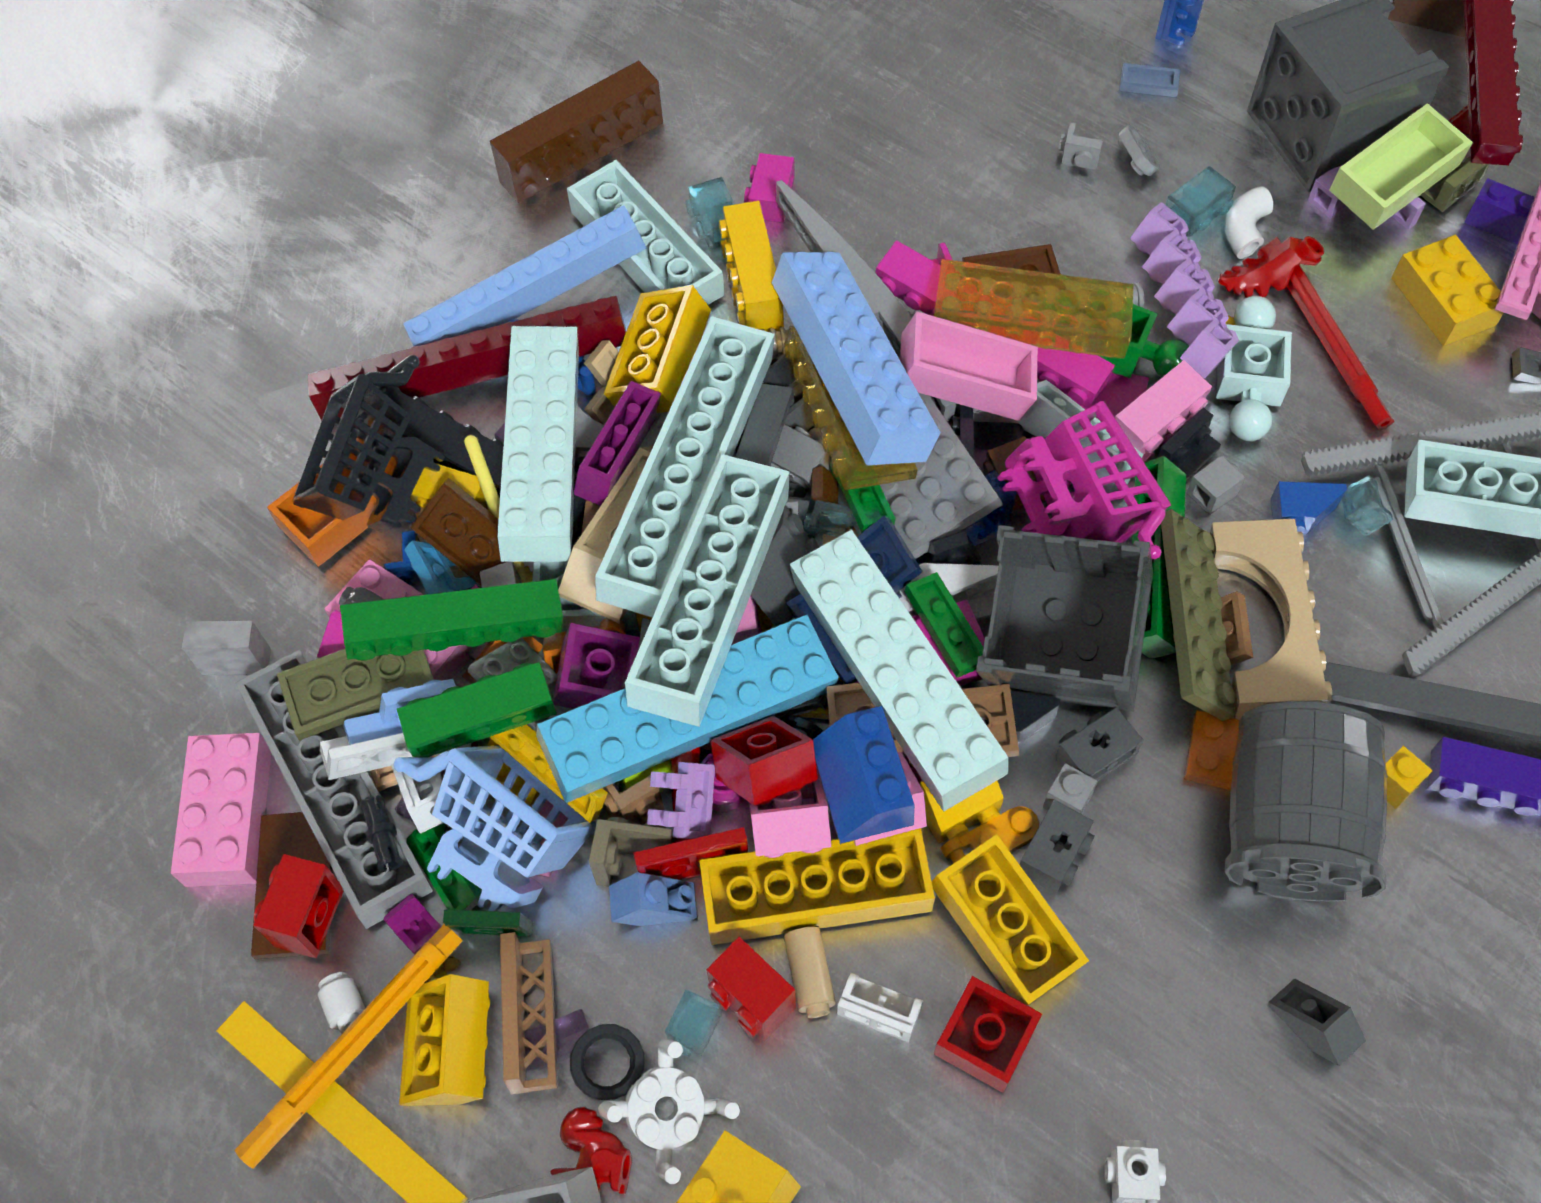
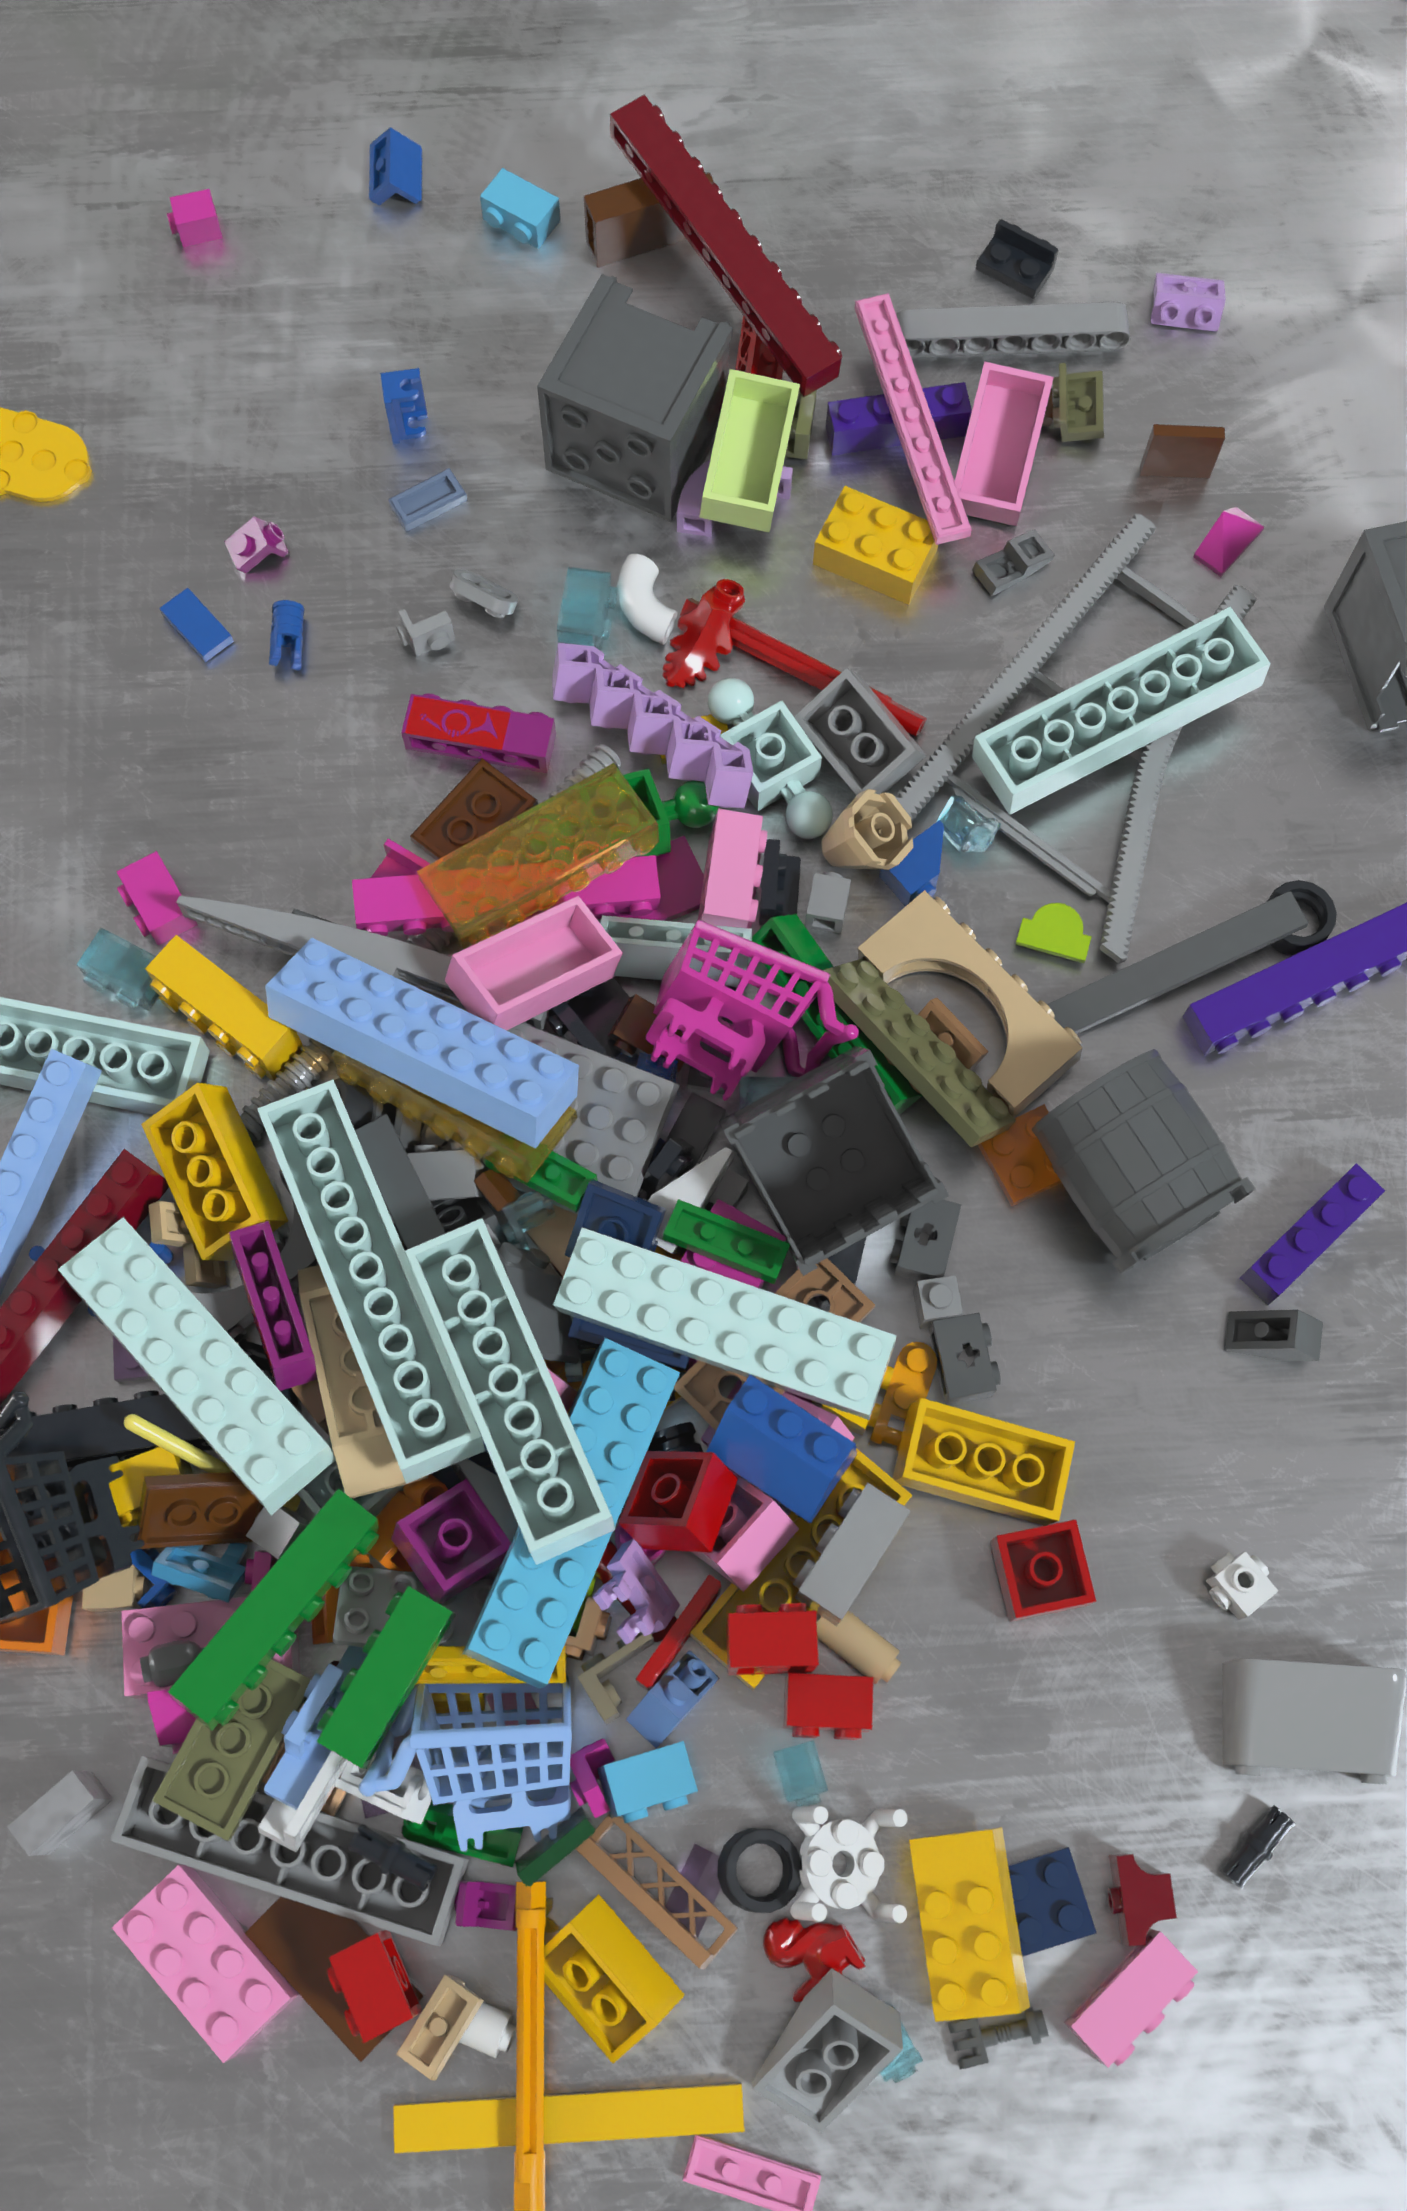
camera: 45 degrees left, 10 degrees up
(314, 971) = (440, 2027): none -> tan panel
(377, 546) = (116, 1592): none -> tan brick
(555, 898) = (584, 1766): none -> dark pink bracket
(586, 937) = (646, 1781): none -> medium azure brick
(740, 894) = (771, 1640): none -> red brick
(852, 889) = (849, 1552): none -> light grey brick
(879, 1007) = (936, 1620): white hinge -> none
(936, 59) = (196, 624): none -> blue tile
(989, 95) = (286, 632): none -> blue hinge
(1014, 34) = (254, 543): none -> bracket
(1062, 225) = (478, 732): none -> magenta brick
(1284, 452) = (869, 833): none -> tan cone
(1330, 393) = (859, 735): none -> light grey brick
(1376, 621) = (1055, 931): none -> lime piece
(1404, 776) = (1186, 1062): yellow brick -> none
(1411, 972) = (1312, 1234): none -> dark purple brick

